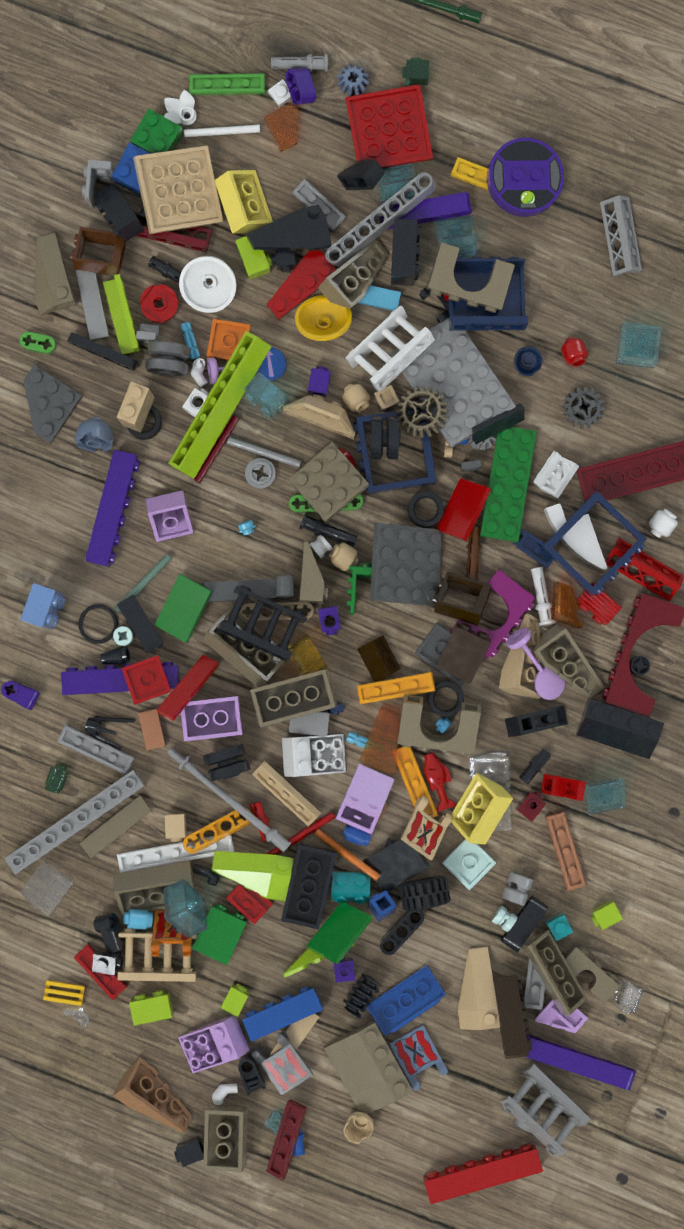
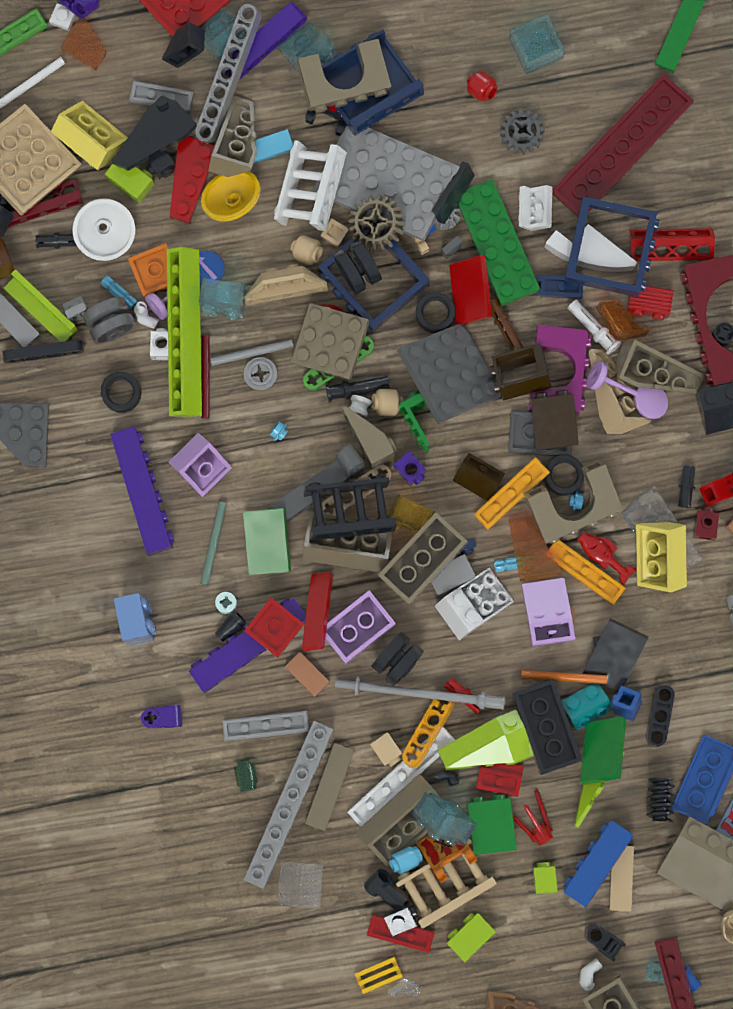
camera: 25 degrees left, 5 degrees down
(94, 435) = (83, 432): sand blue cylinder -> none
(95, 727) = (251, 704): black plant -> none
(97, 607) = (198, 626): black piece -> none
(135, 406) = (107, 380): tan brick -> none
(140, 623) = (234, 581): black tile -> none
(170, 303) = (62, 266): red plate -> none
(214, 1044) = (551, 934): lavender slope -> none
(254, 963) = (541, 833): none -> red plant
(285, 1066) = (632, 912): flag -> none
(286, 793) = (471, 655): tan plate -> none
(305, 832) = (512, 679): red bar -> none
(319, 381) = (263, 255): dark purple brick -> none
(344, 970) = (629, 786): dark purple brick -> none
(356, 835) = (561, 652): blue brick -> none
(405, 252) = (269, 90): black brick -> none
(423, 831) = (622, 608): tan flag -> none
(424, 893) = (659, 665): black tyre -> none
(468, 863) = (682, 614): light aqua tile -> none
(528, 361) = (444, 120): dark blue hair -> none
(536, 721) = (660, 444): black slope -> none
(663, 523) = (662, 191): white head -> none

